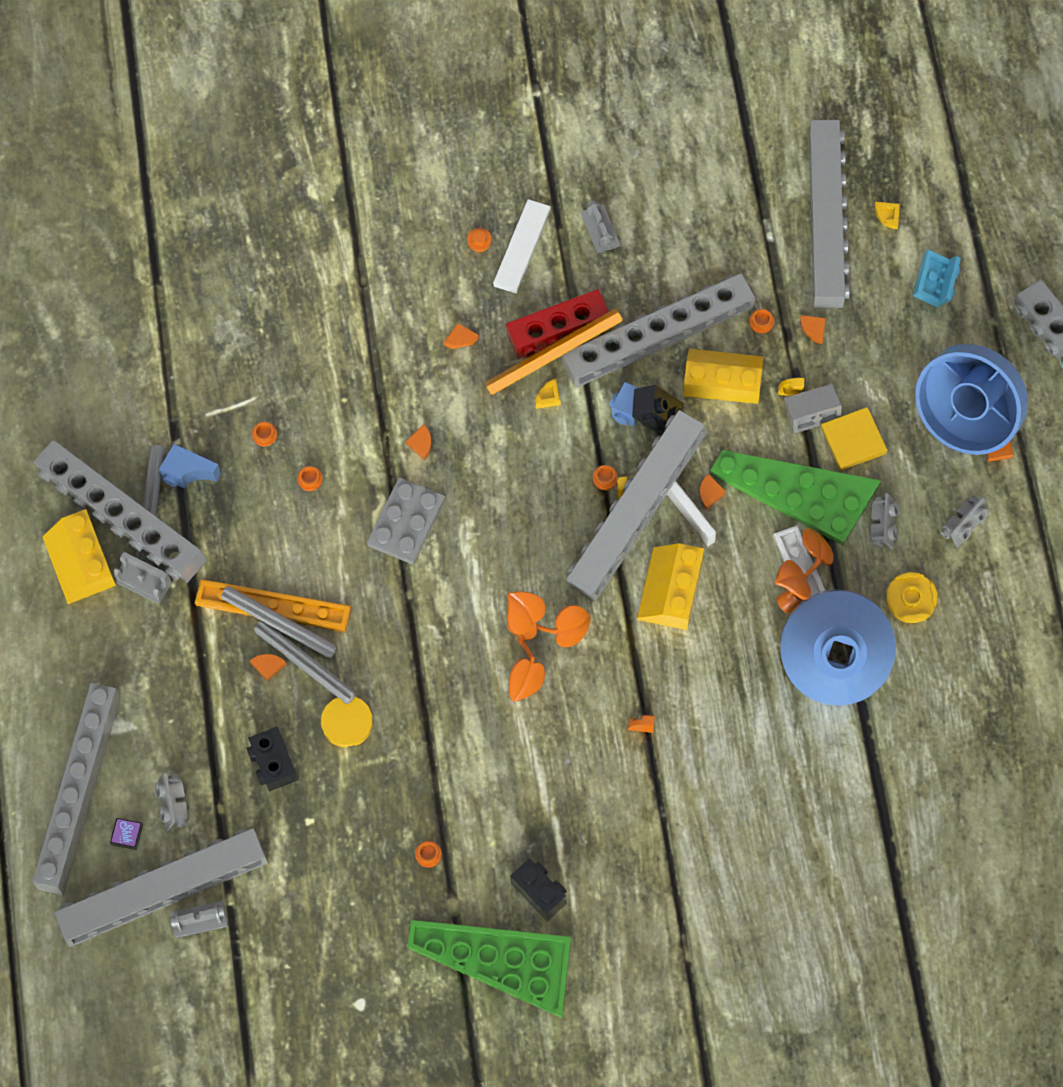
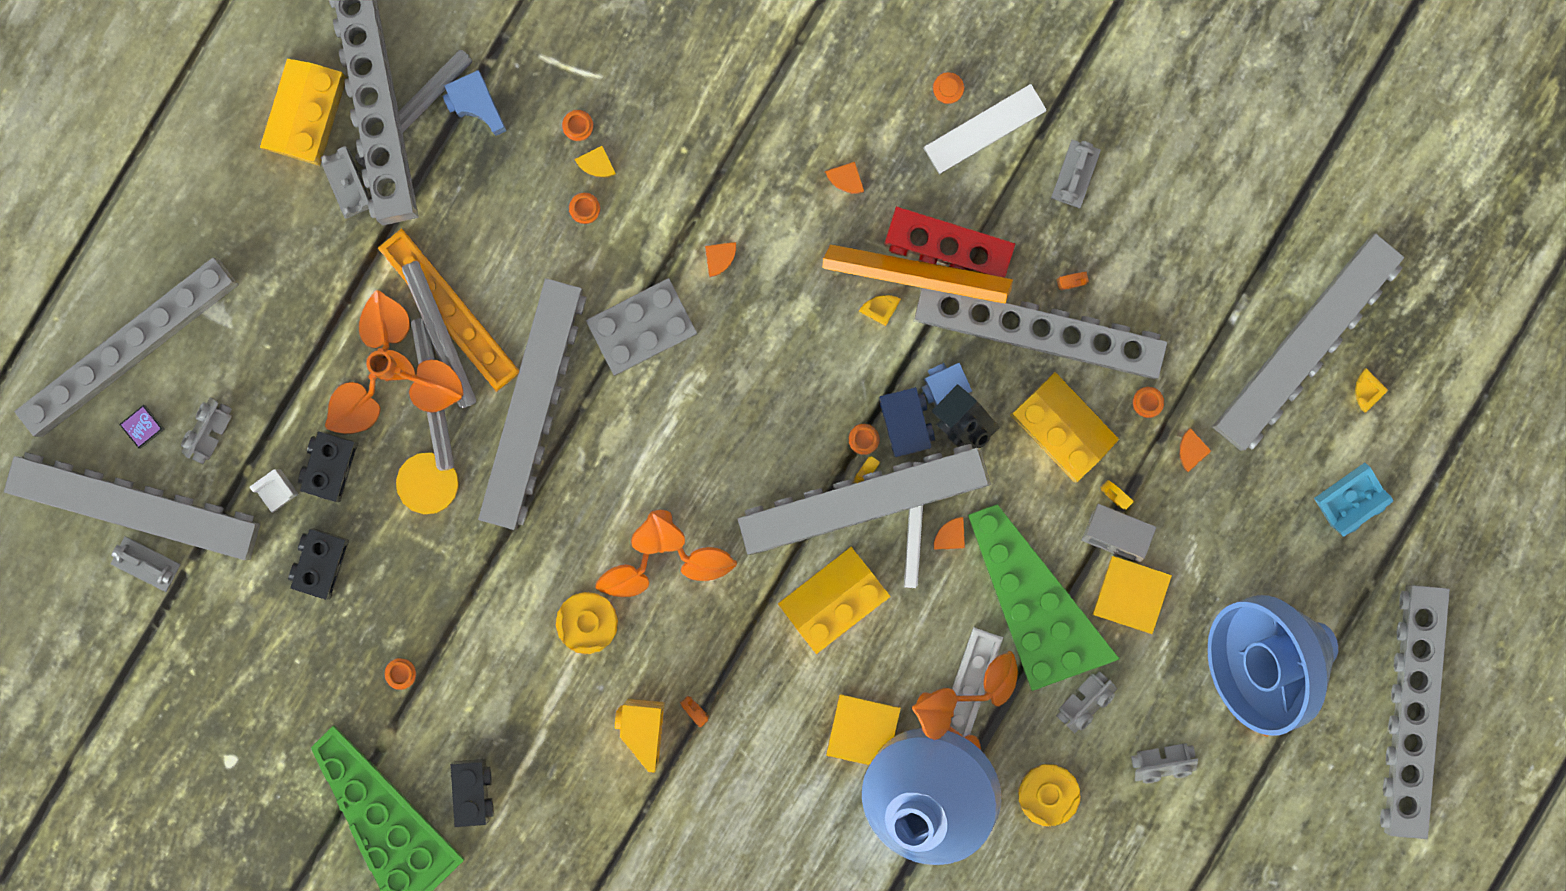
camera: 30 degrees right, 20 degrees up
(240, 645) = (433, 388): none -> orange plant
(248, 801) = (274, 489): none -> white panel
(295, 447) = (596, 163): none -> yellow tile
(317, 825) = (318, 563): none -> black brick
(375, 620) = (531, 404): none -> light grey brick
(524, 726) = (586, 622): none -> yellow tile
(617, 750) = (641, 729): none -> yellow slope
(622, 443) = (906, 421): none -> dark blue brick
(651, 289) = (1072, 281): none -> orange tile
(757, 651) = (861, 729): none -> yellow tile

